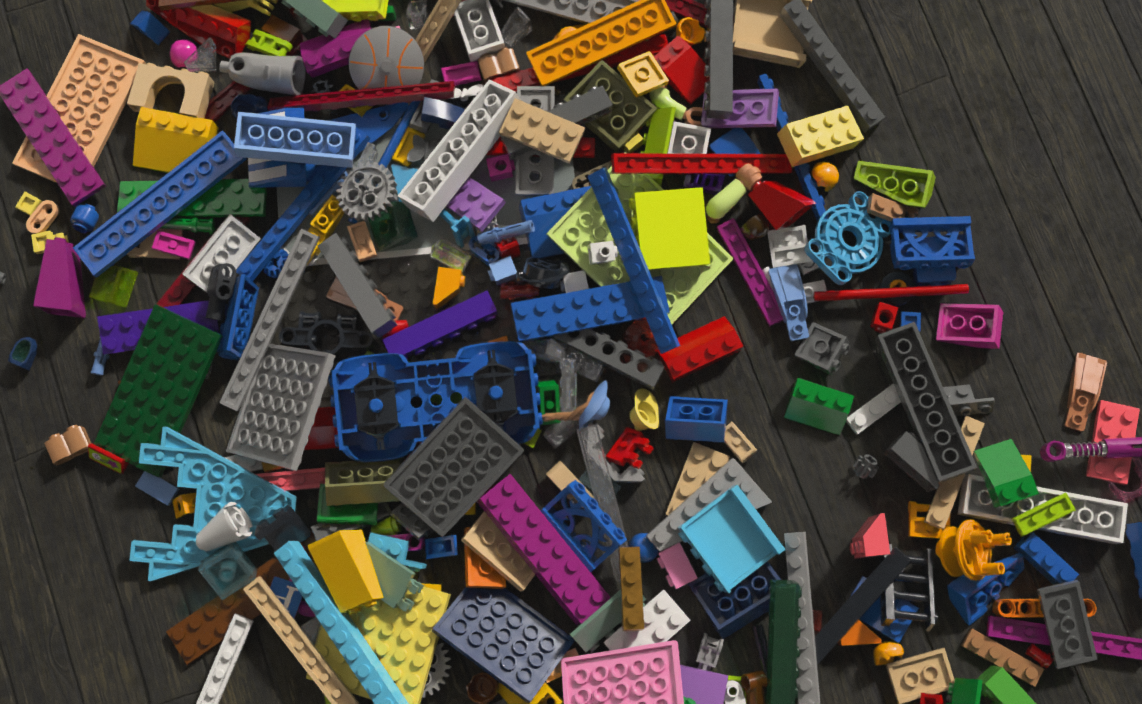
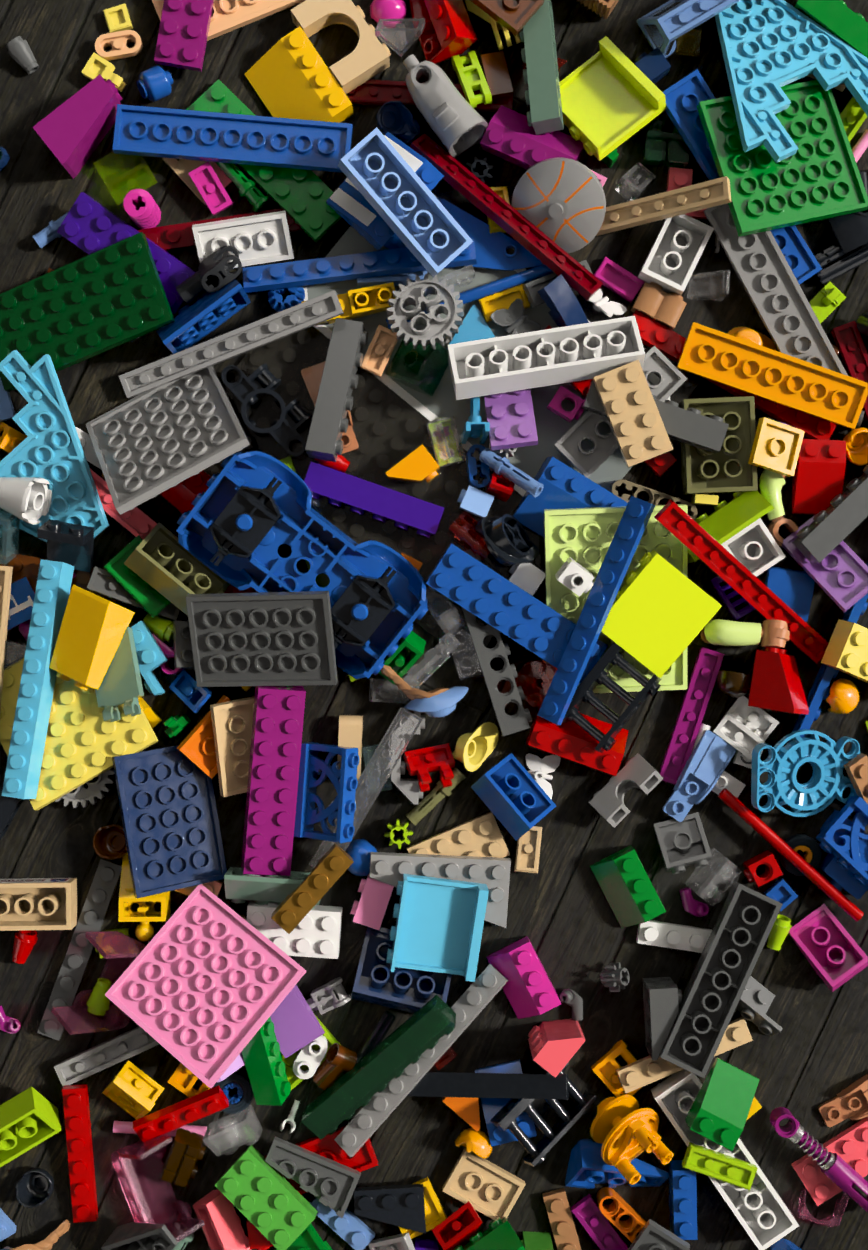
camera: 40 degrees right, 10 degrees up
(143, 293) = (142, 209): none -> dark pink piece
(452, 576) = (176, 724): none -> green plate
(647, 513) = (399, 840): none -> lime gear
(651, 467) = (434, 798): none -> olive pin
(673, 298) = (599, 675): none -> black fence
(695, 388) = (540, 768): none -> white piece
(754, 335) = (635, 774): none -> light grey arch
(821, 522) = (528, 983): none -> dark pink slope
(858, 506) = (574, 1001): none -> dark grey arm
(862, 350) = (714, 879): none -> clear bracket
(866, 380) = (691, 905): none -> magenta arm
(932, 345) = (779, 932): none -> lime cone

